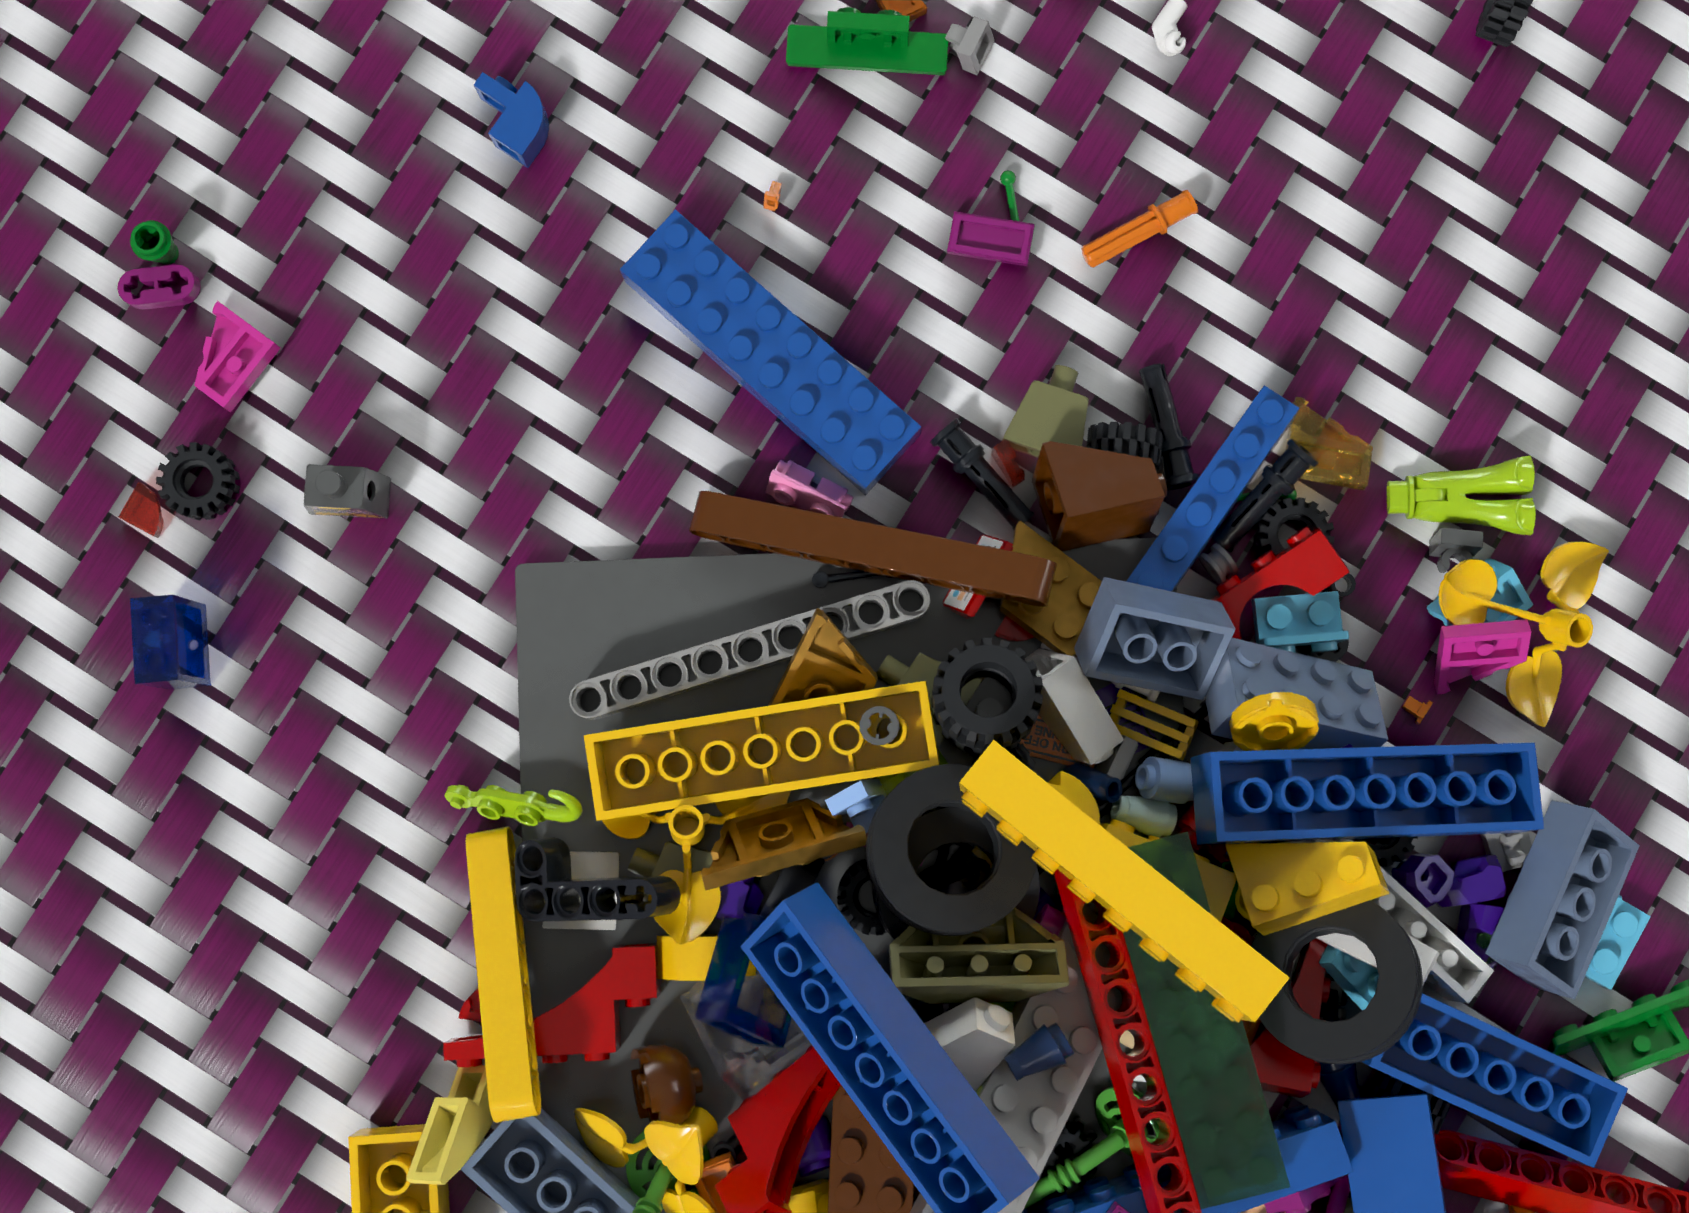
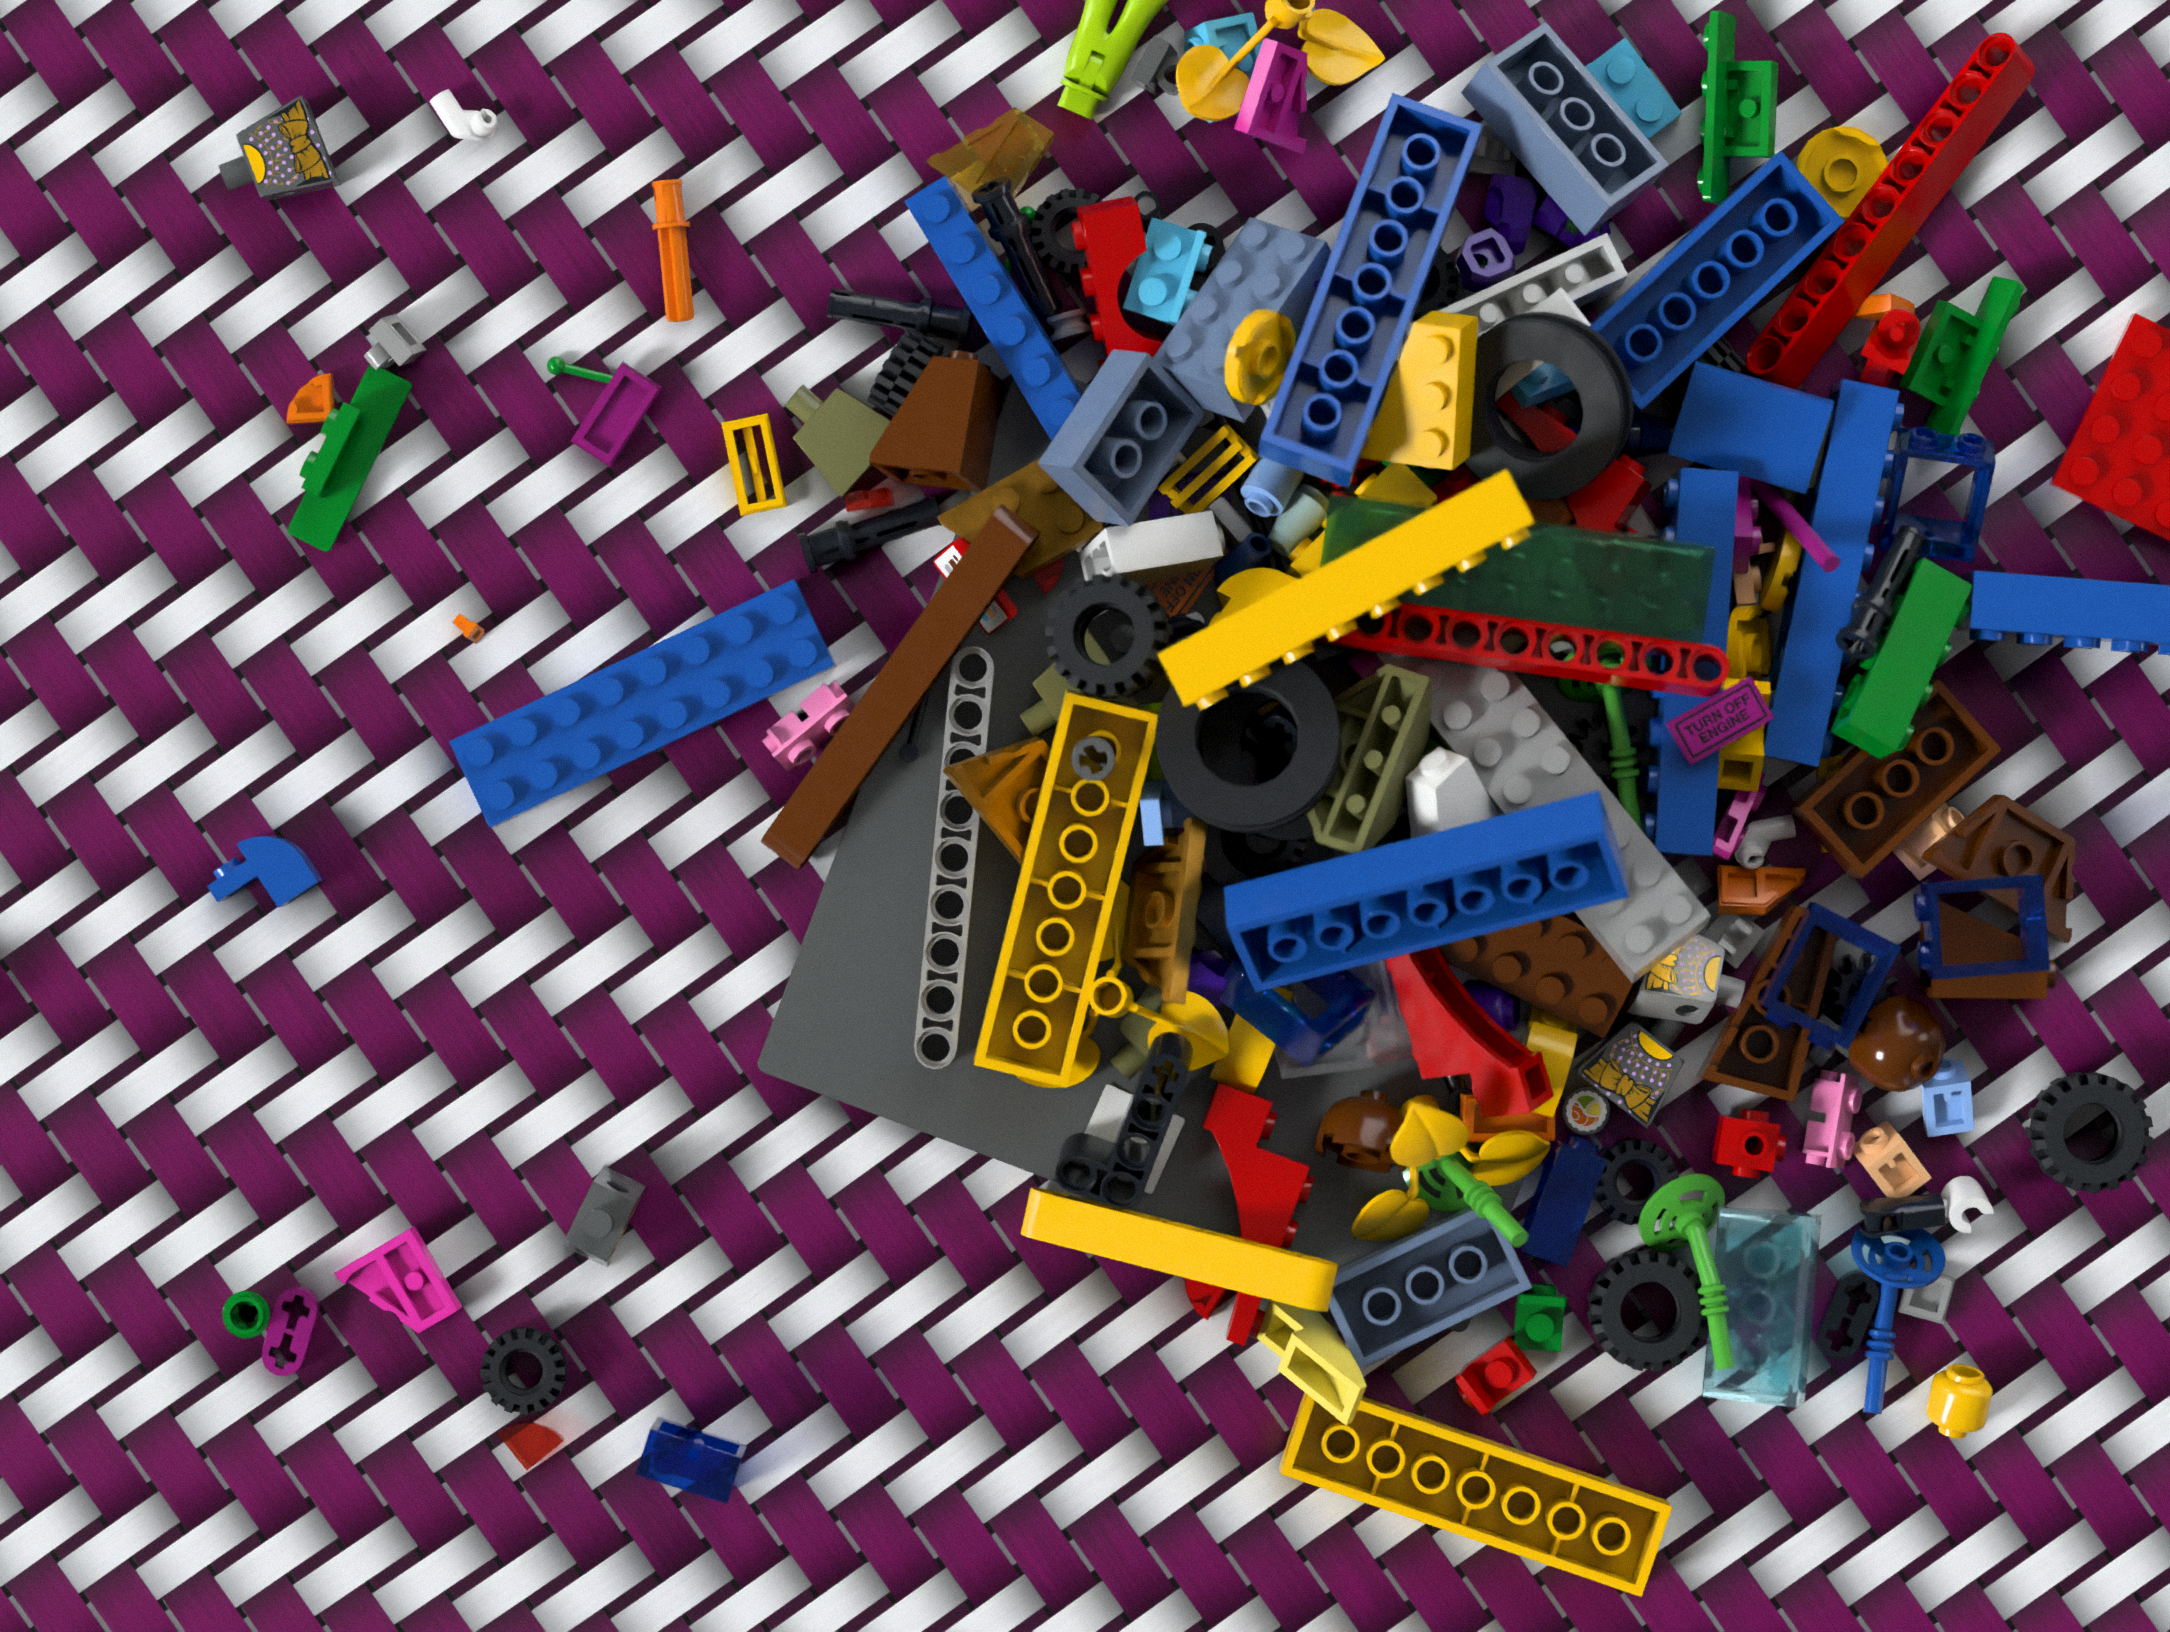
camera: 75 degrees left, 5 degrees up
(527, 807) = (1020, 1159): lime piece -> none
(969, 383) = (762, 503): none -> yellow tile
(1039, 1052) = (1486, 736): dark blue cone -> none
(1417, 708) = (1309, 181): orange piece -> none
(1633, 1144) = (1842, 166): none -> yellow tile

